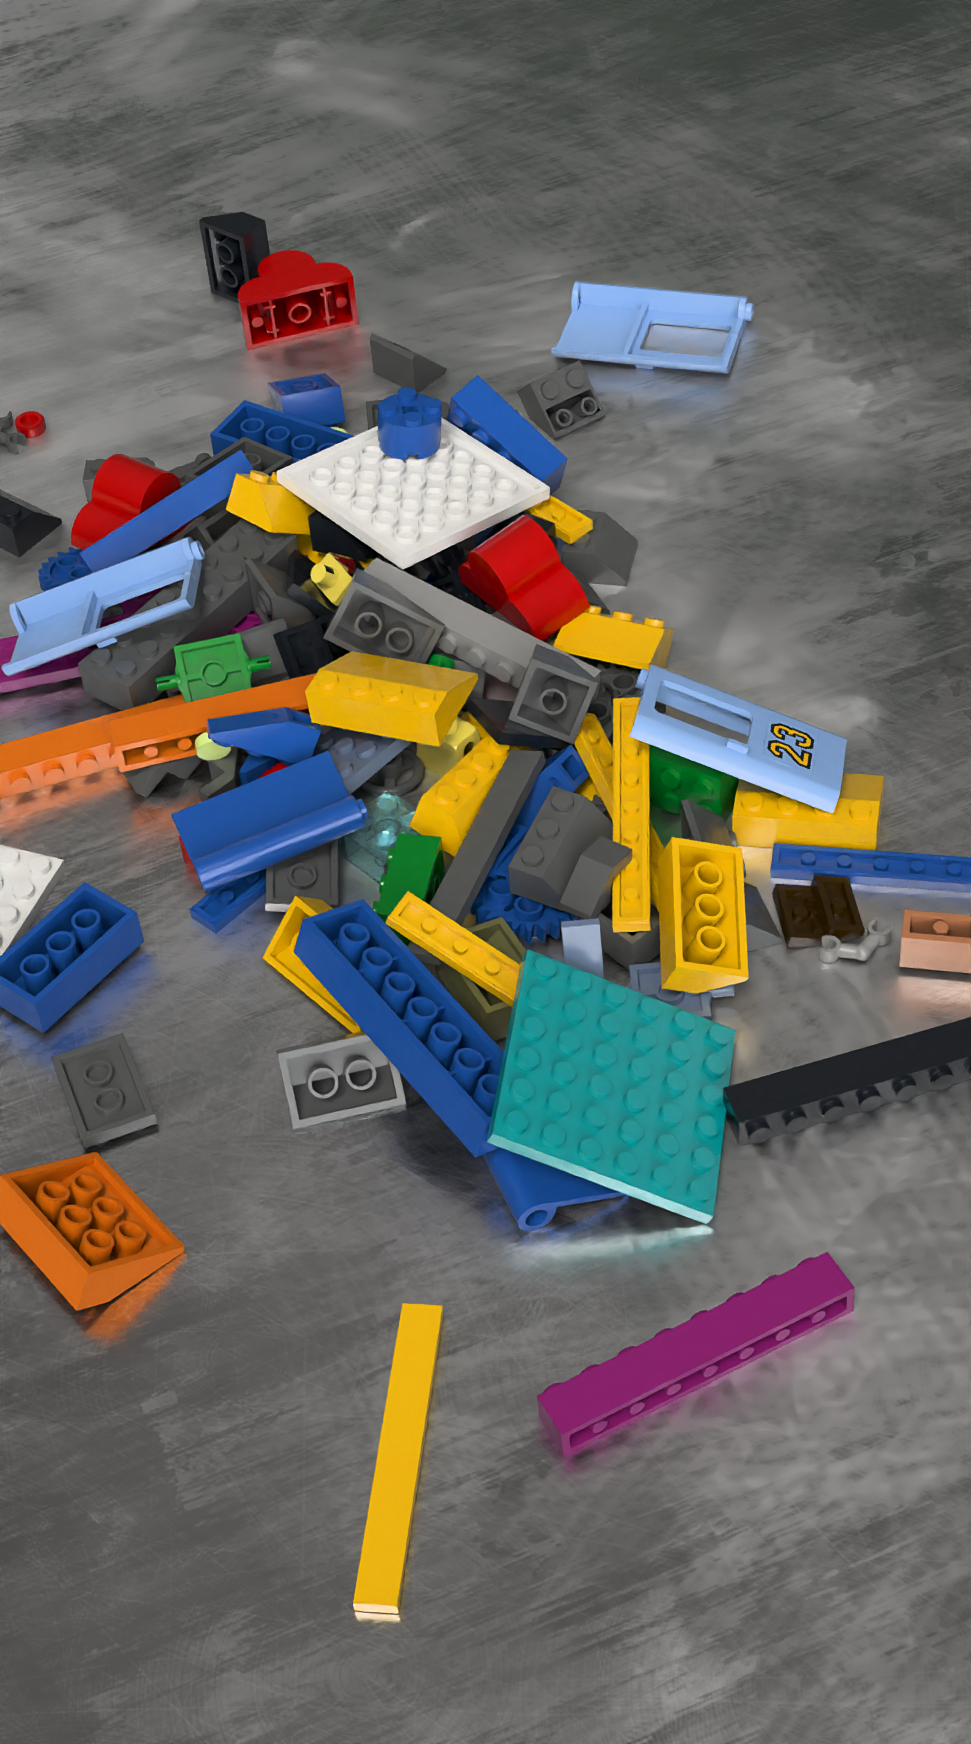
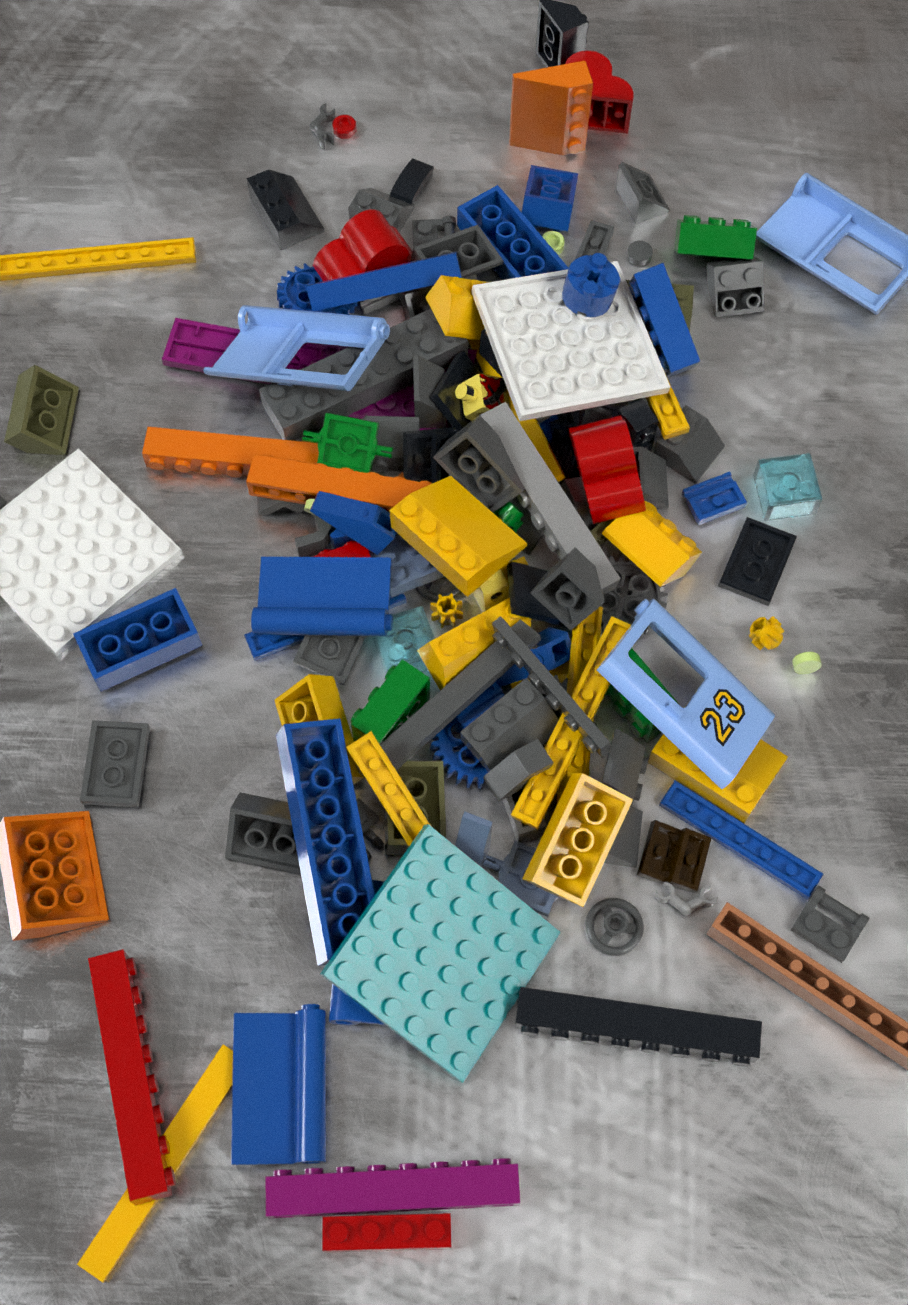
camera: 20 degrees right, 20 degrees up
(139, 439) = (411, 181): none -> black slope
(267, 312) = (551, 108): none -> orange slope
(310, 1379) = (130, 1078): none -> red brick
(414, 787) = (452, 614): none -> yellow gear
(499, 1313) = (279, 1088): none -> blue door
(516, 360) = (715, 237): none -> green brick
(589, 781) = (556, 695): none -> dark grey plate
(655, 585) = (714, 498): none -> blue plate
(716, 1393) = (386, 1233): none -> red brick
(729, 544) = (787, 487): none -> clear light blue brick
(738, 623) = (757, 561): none -> black tile
(789, 674) = (766, 633): none -> yellow gear
(793, 994) = (617, 916): none -> dark grey piece
(850, 685) = (806, 662): none -> yellowish green tile

